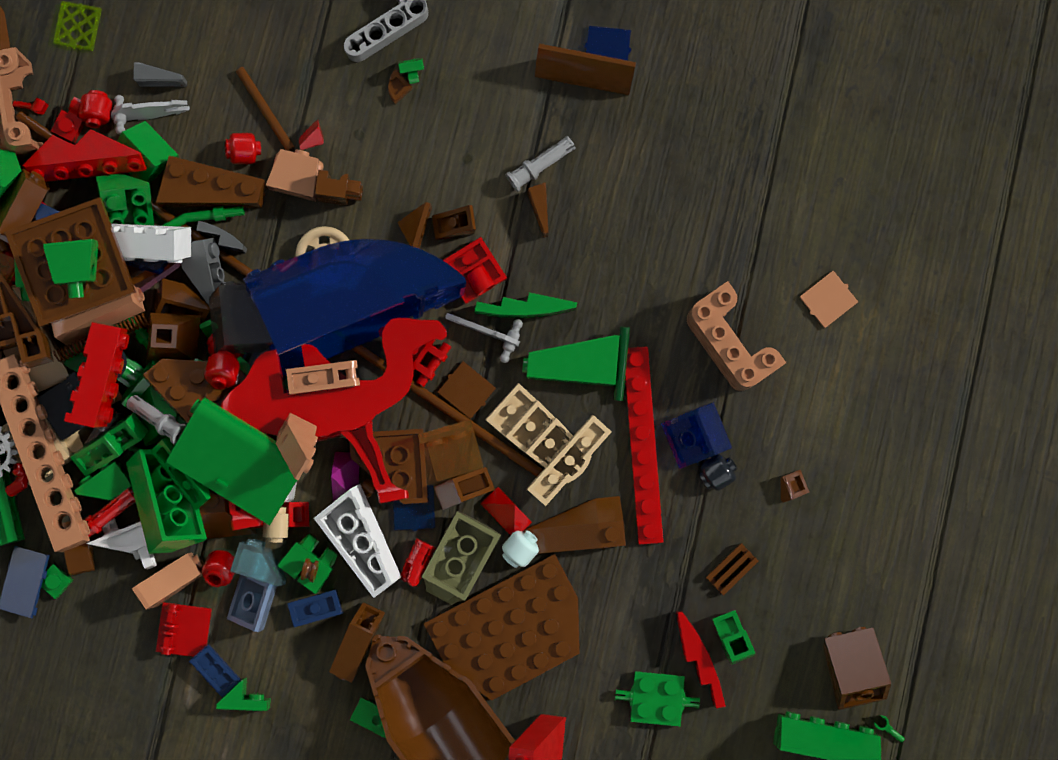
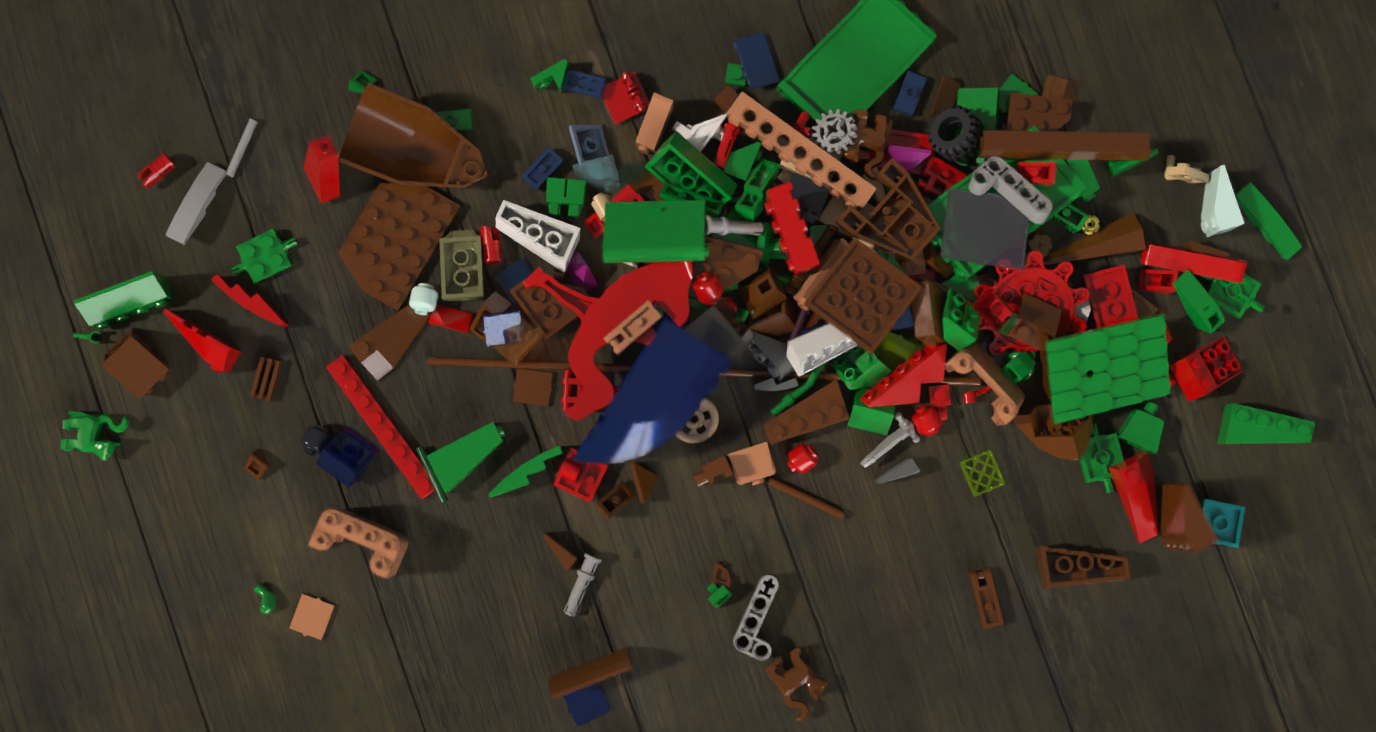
camera: 145 degrees right, 0 degrees up
(72, 264) = (857, 293): green torso -> none
(78, 191) = (894, 350): none -> clear neon green piece
(217, 568) = (625, 154): red head -> none
(296, 444) = (618, 267): nougat slope -> none
(309, 570) = (559, 190): reddish brown bush -> none
(311, 137) = (758, 498): red slope -> none
(356, 642) = (497, 164): reddish brown slope -> none
(457, 465) = (502, 328): none -> clear blue piece
(510, 340) = (522, 441): light grey piece -> none
(546, 441) = (451, 385): tan slope -> none
(733, 637) = (234, 330): green brick -> none
(768, 634) = (212, 349): none -> red wedge
(862, 343) = (268, 598): none -> green arm
(945, 626) = (89, 433): none -> green animal

